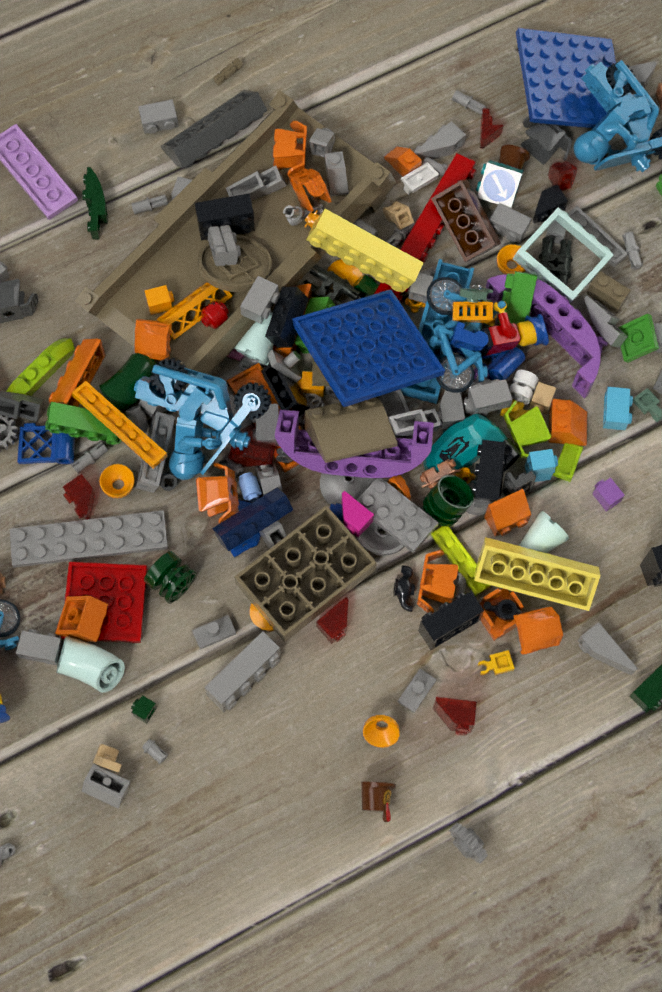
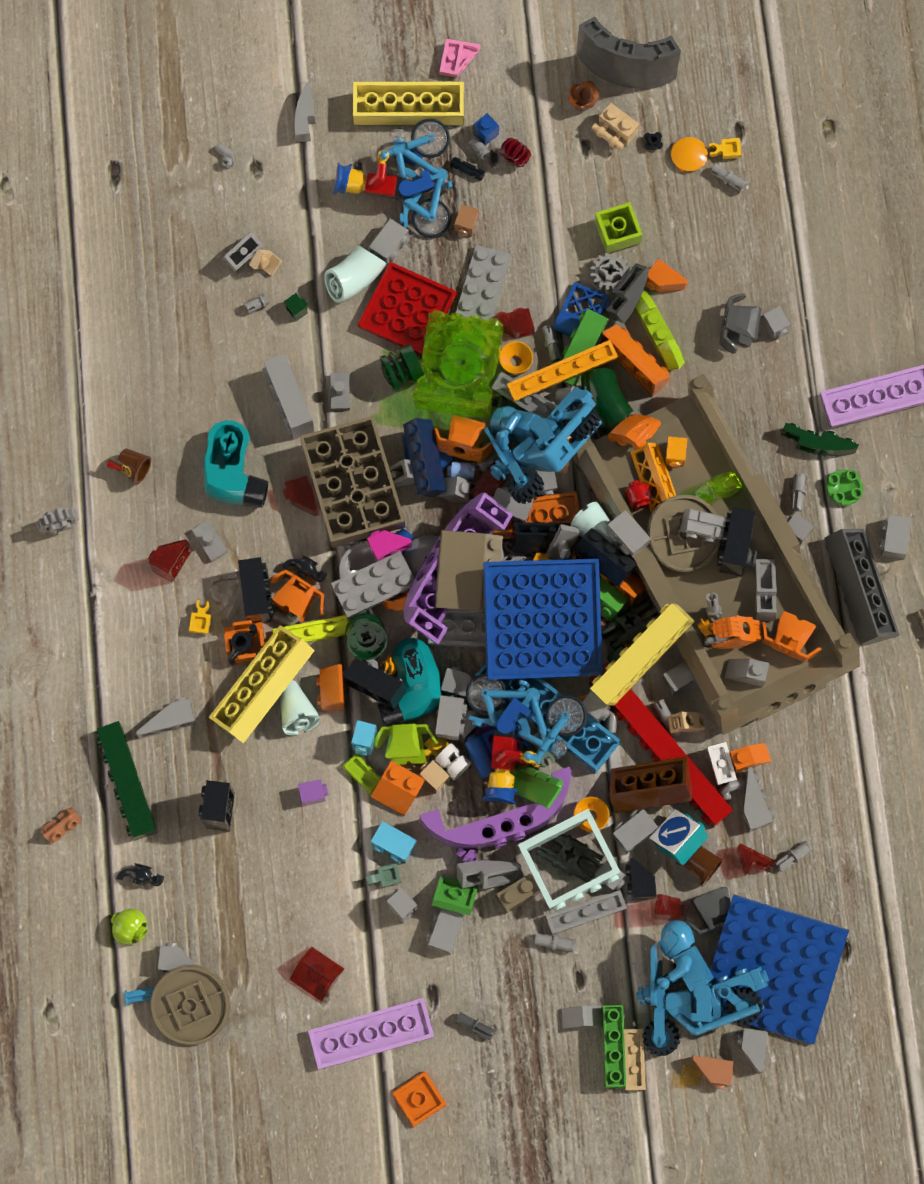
camera: 115 degrees right, 5 degrees up
(82, 618) = (396, 281): orange slope -> none
(113, 504) = (447, 329): none -> clear neon green brick
(129, 170) = (844, 487): none -> bright green dish
(180, 249) = (719, 487): none -> clear neon green brick
(322, 142) = (786, 669): light grey slope -> none
(341, 701) = (225, 467): none -> teal piece
(378, 735) = (187, 492): light orange piece -> none
(404, 423) = (455, 638): light grey slope -> none
(431, 476) = (397, 642): nougat hinge -> none
(474, 295) = (549, 737): sand green plate -> none
(488, 306) = (528, 734): light orange slope -> none
(523, 481) = (353, 703): dark grey bracket -> none
(538, 629) = (212, 663): orange slope -> none

